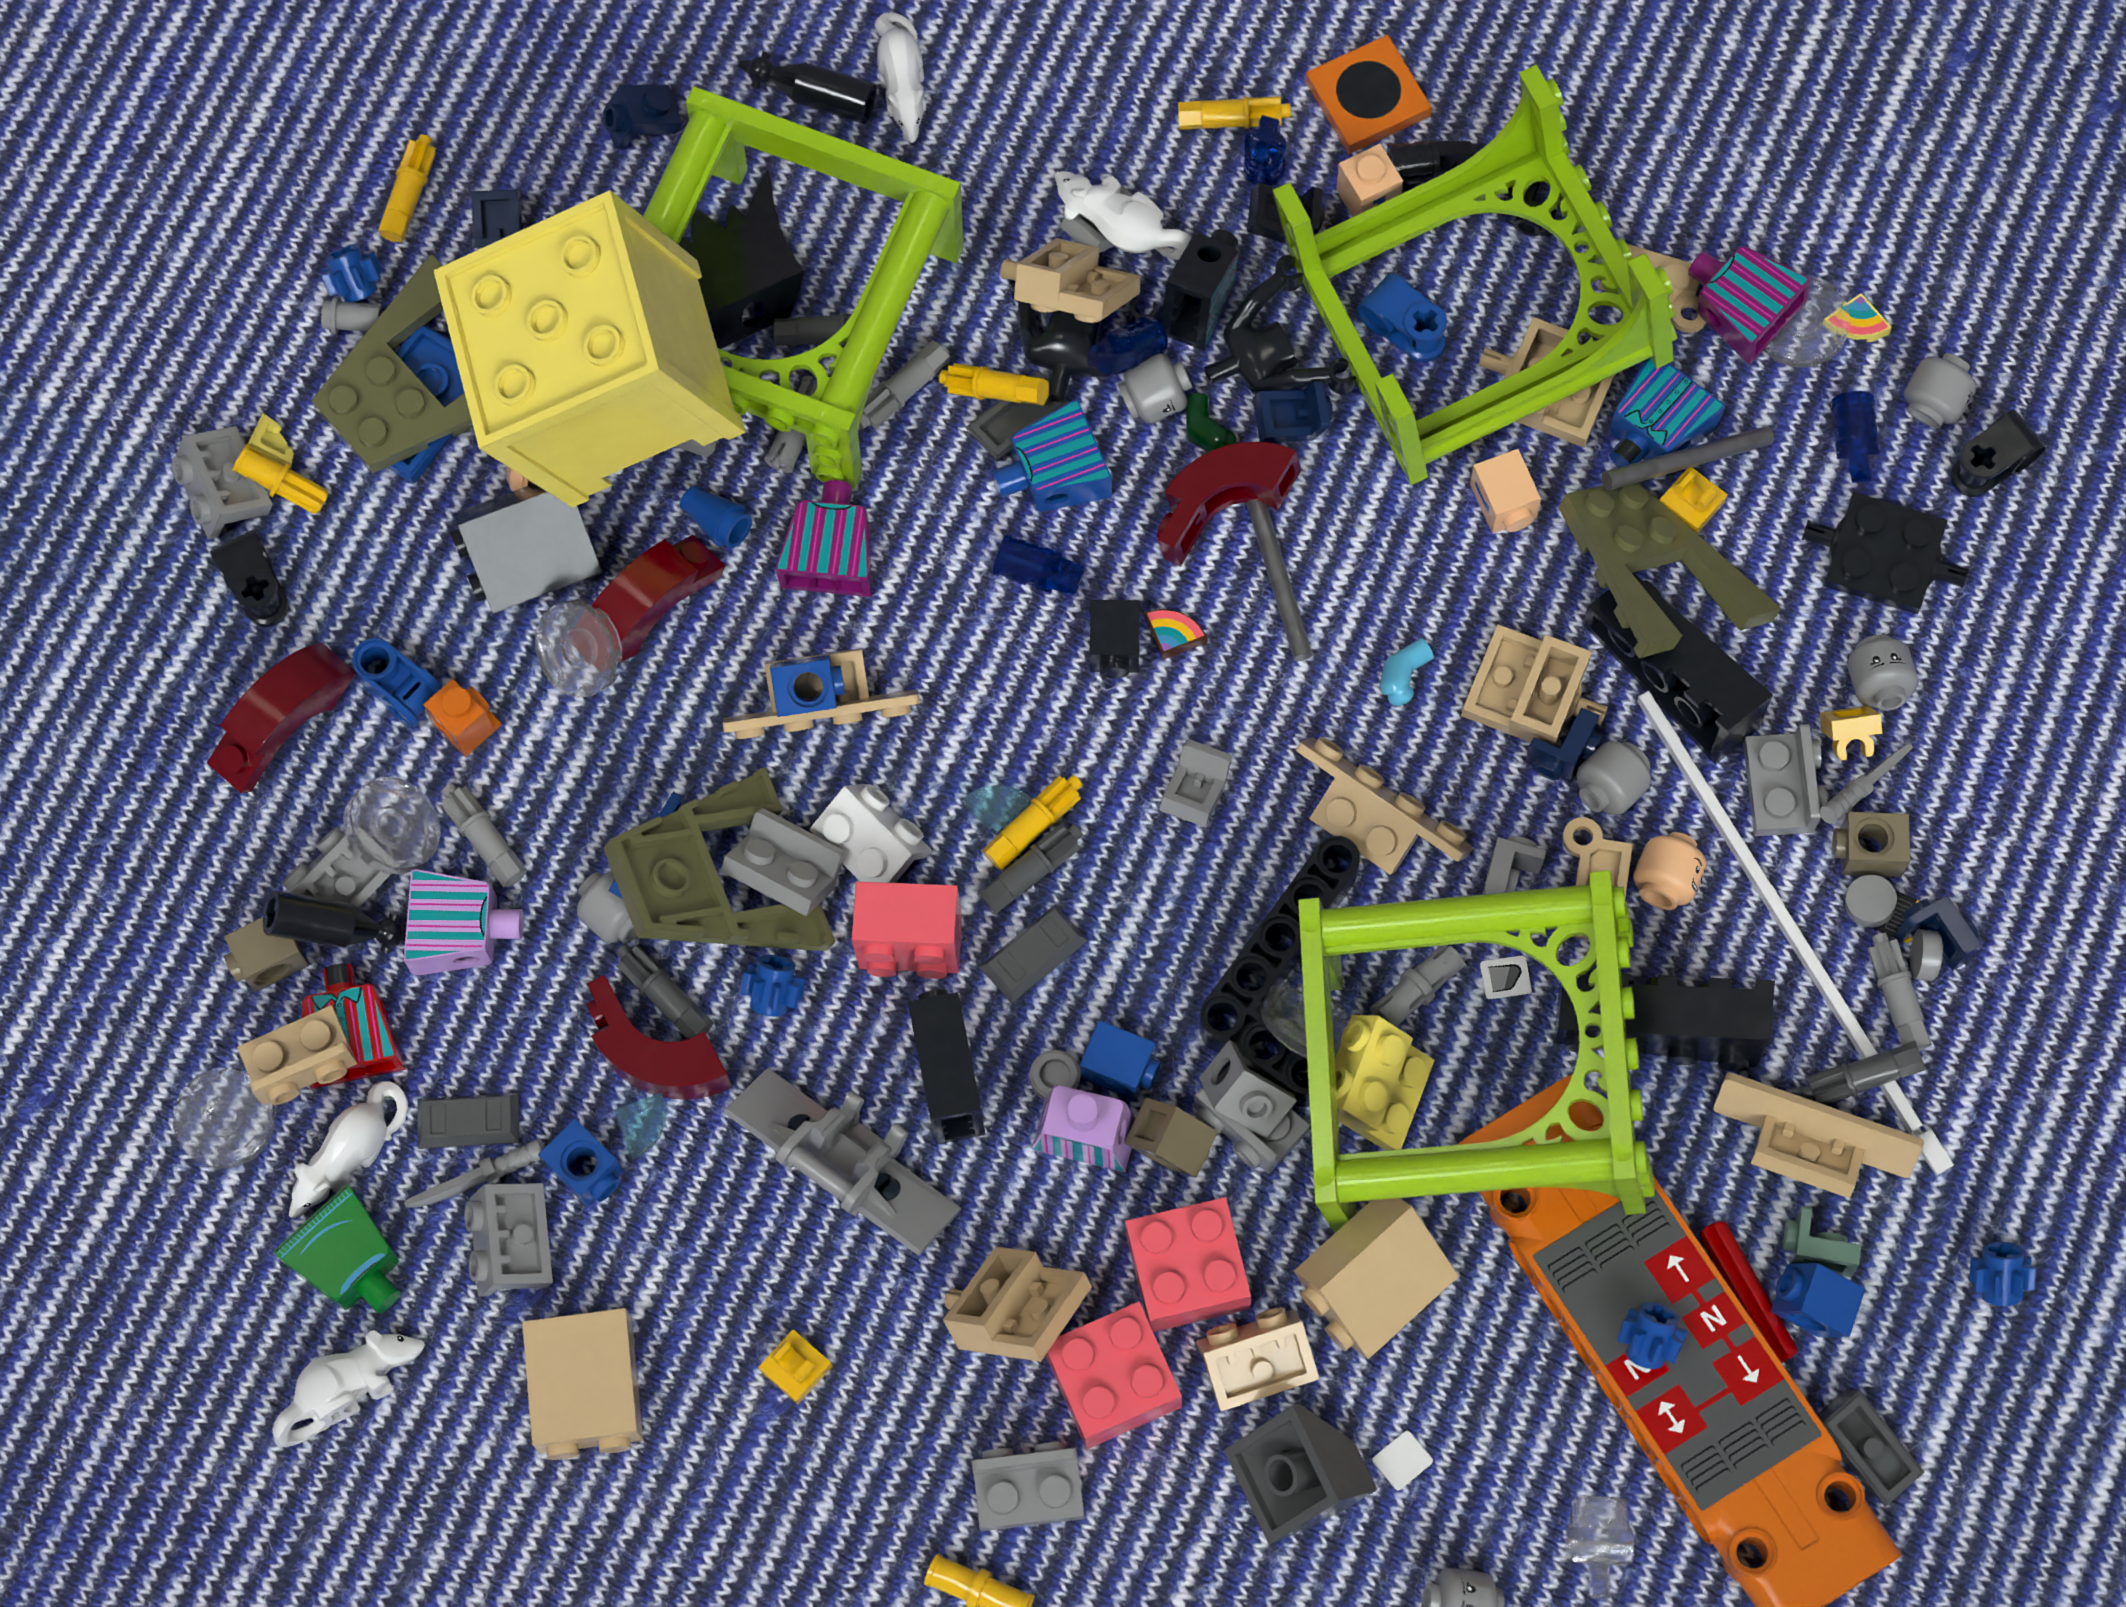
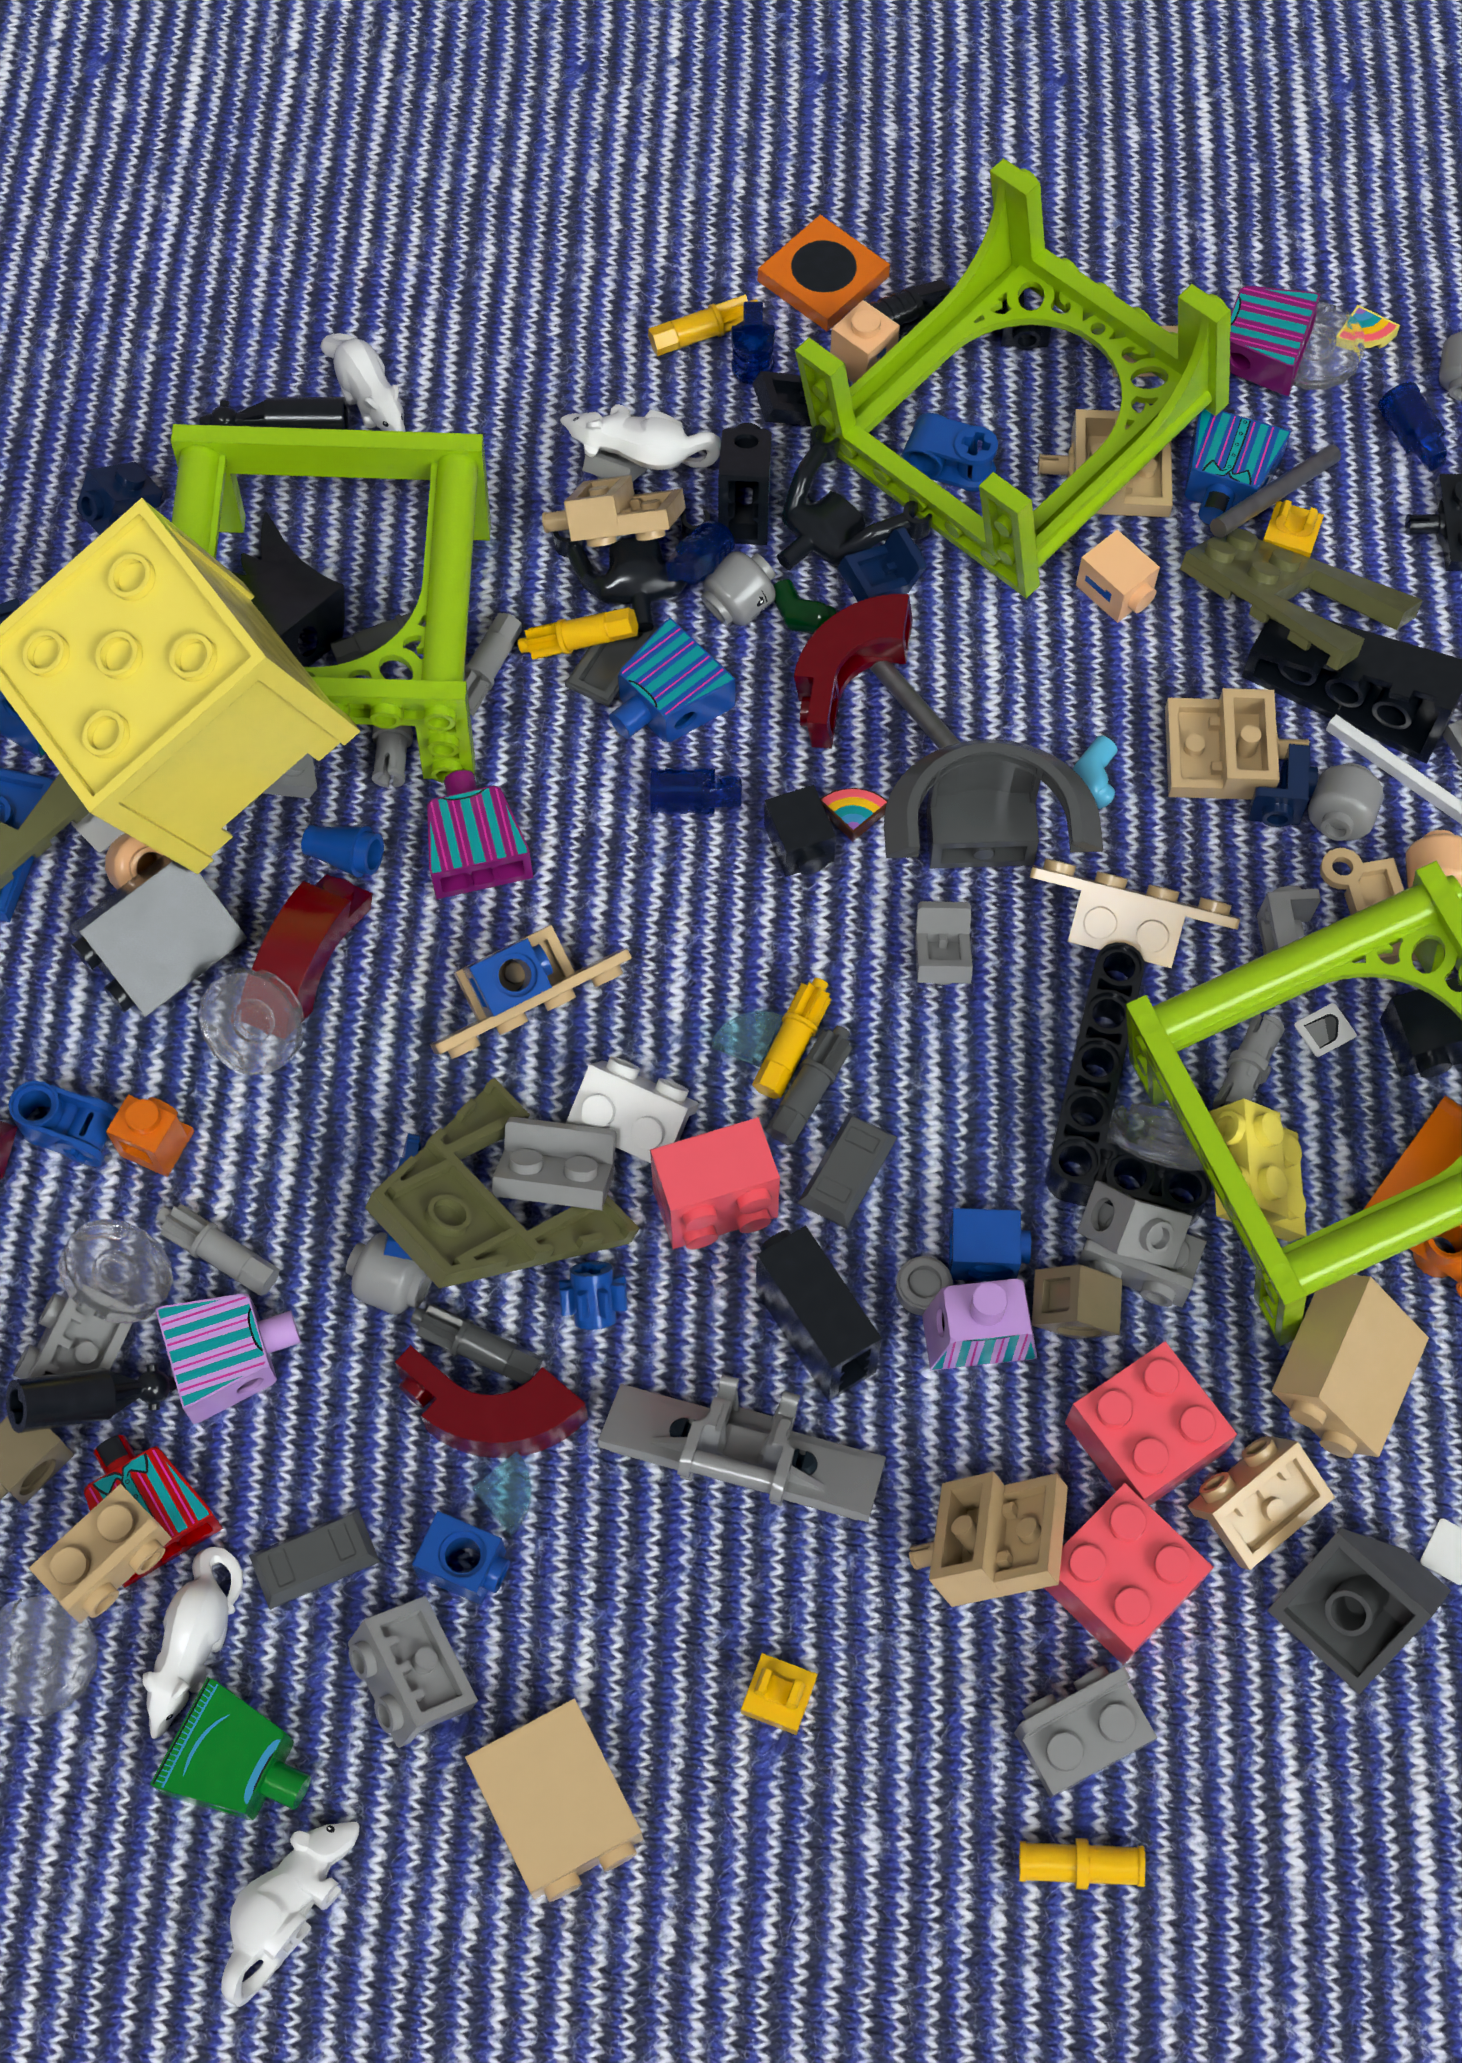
camera: 25 degrees left, 5 degrees down
(489, 1171) = (359, 1605): light grey piece -> none
(1277, 673) = (986, 805): none -> dark grey piece

